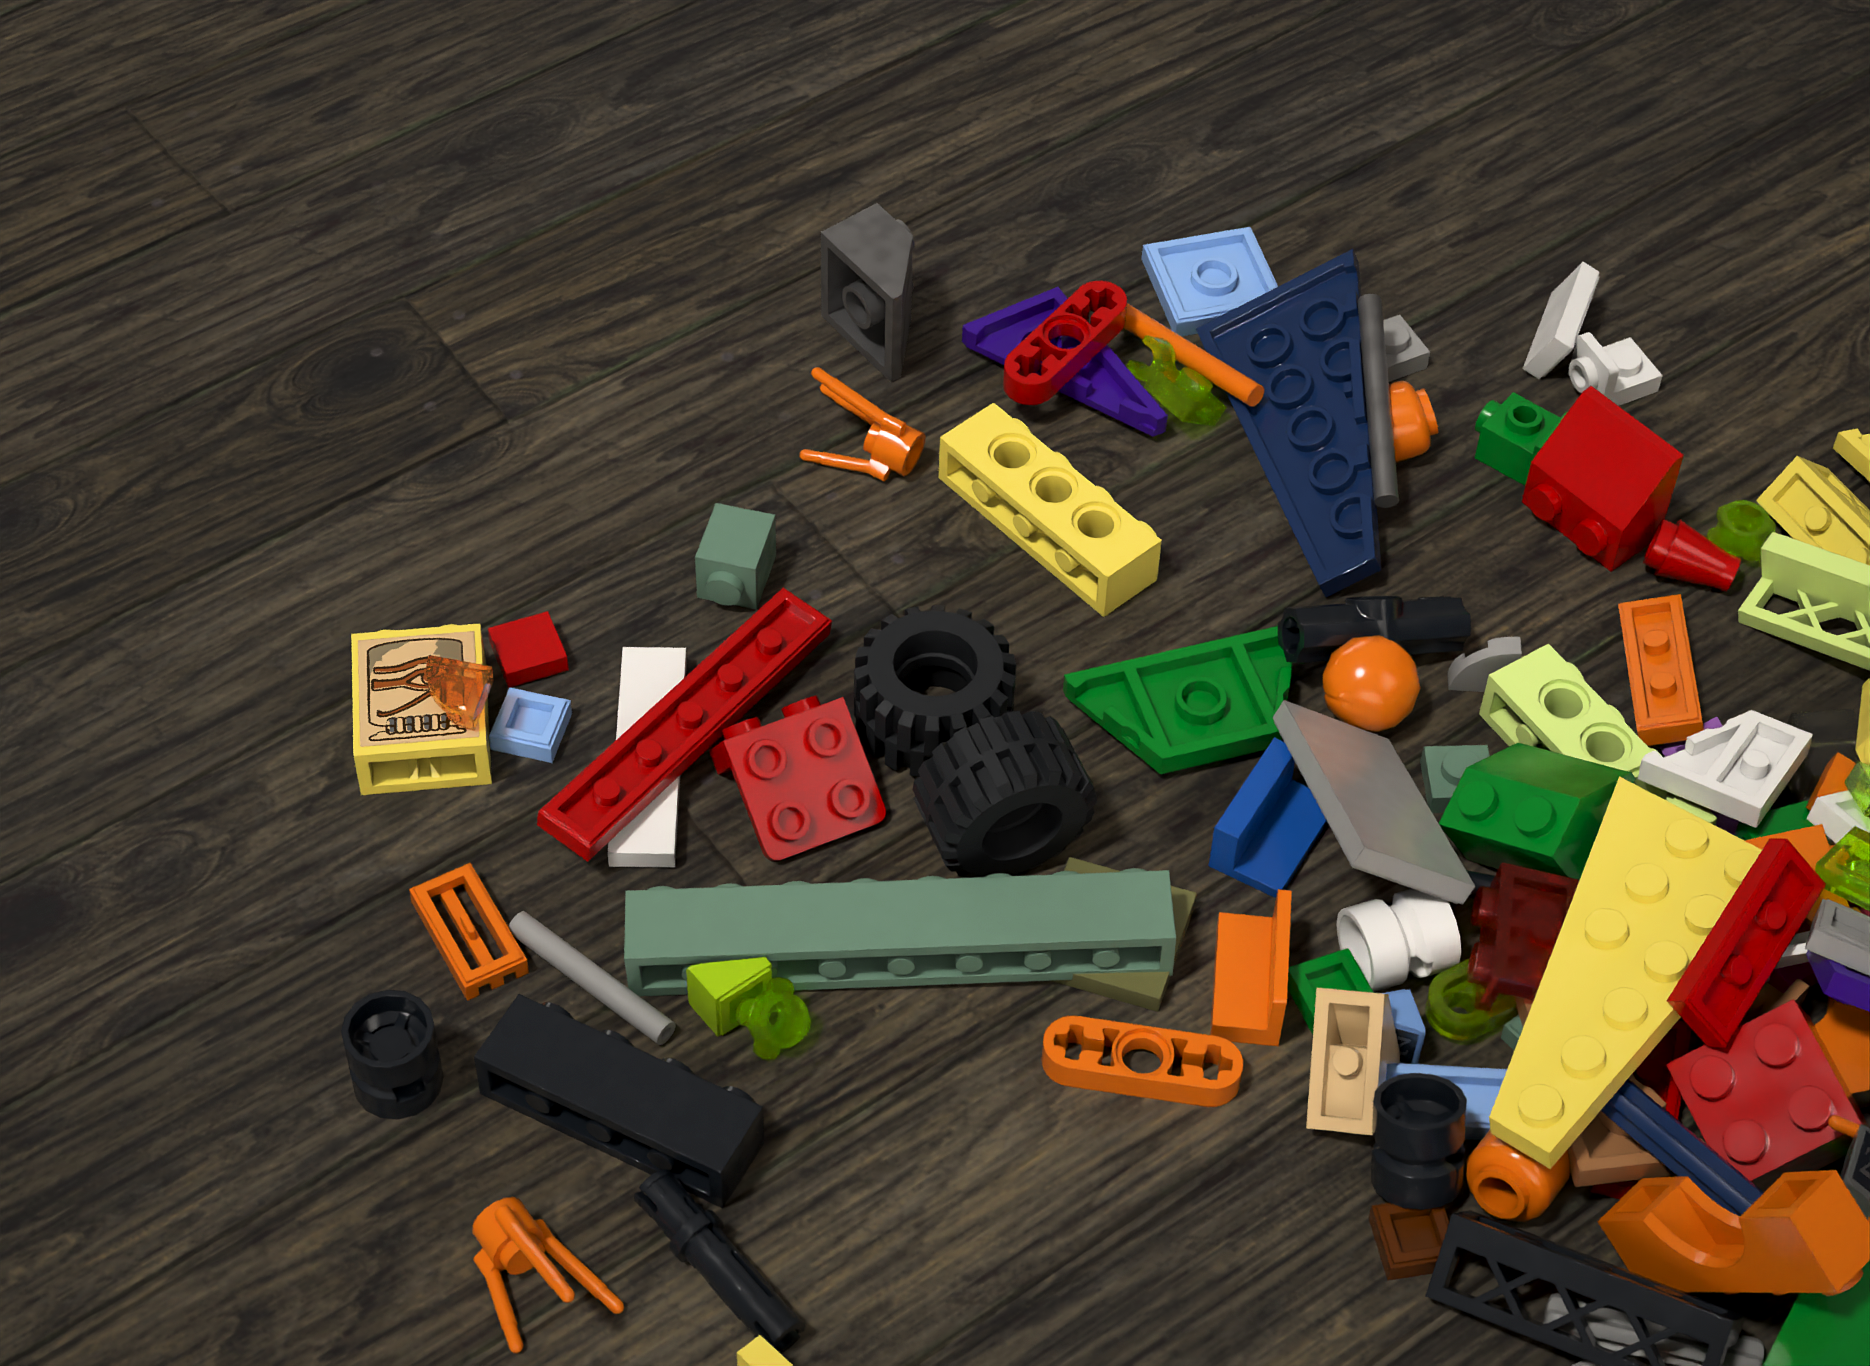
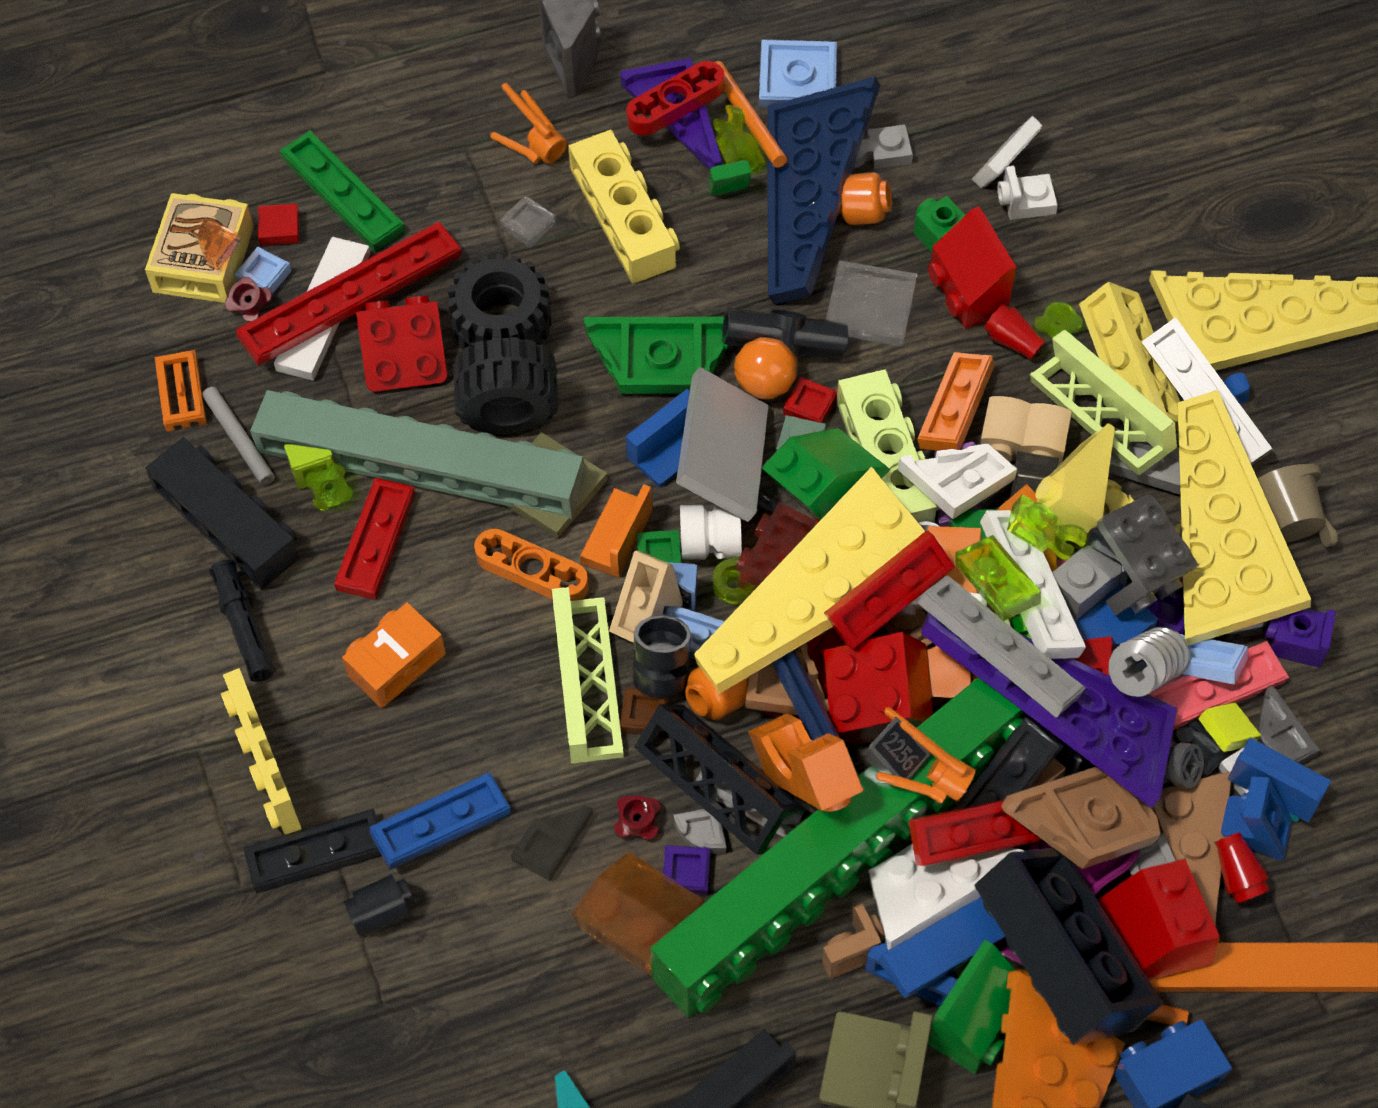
camera: 20 degrees right, 10 degrees up
(392, 1054) = (104, 454): black wheel -> none
(518, 1244) = (134, 582): orange plant -> none
(522, 750) = (240, 291): none -> dark red plate
(607, 580) = (342, 191): none -> green tile
(735, 556) = (420, 194): sand green brick -> none
(876, 1082) = (375, 538): none -> red tile
(910, 562) = (527, 221): none -> clear tile
(989, 1250) = (393, 654): none -> orange brick
(1187, 435) = (729, 177): none -> green tile
(1293, 1219) = (570, 674): none -> yellowish green fence
(1378, 401) = (850, 182): flat silver bar -> none
(1445, 719) = (810, 401): none -> red tile
(1468, 558) = (872, 301): none -> clear tile
(1472, 671) = (853, 368): light grey tile -> none
(1775, 678) = (1025, 427): none -> tan brick

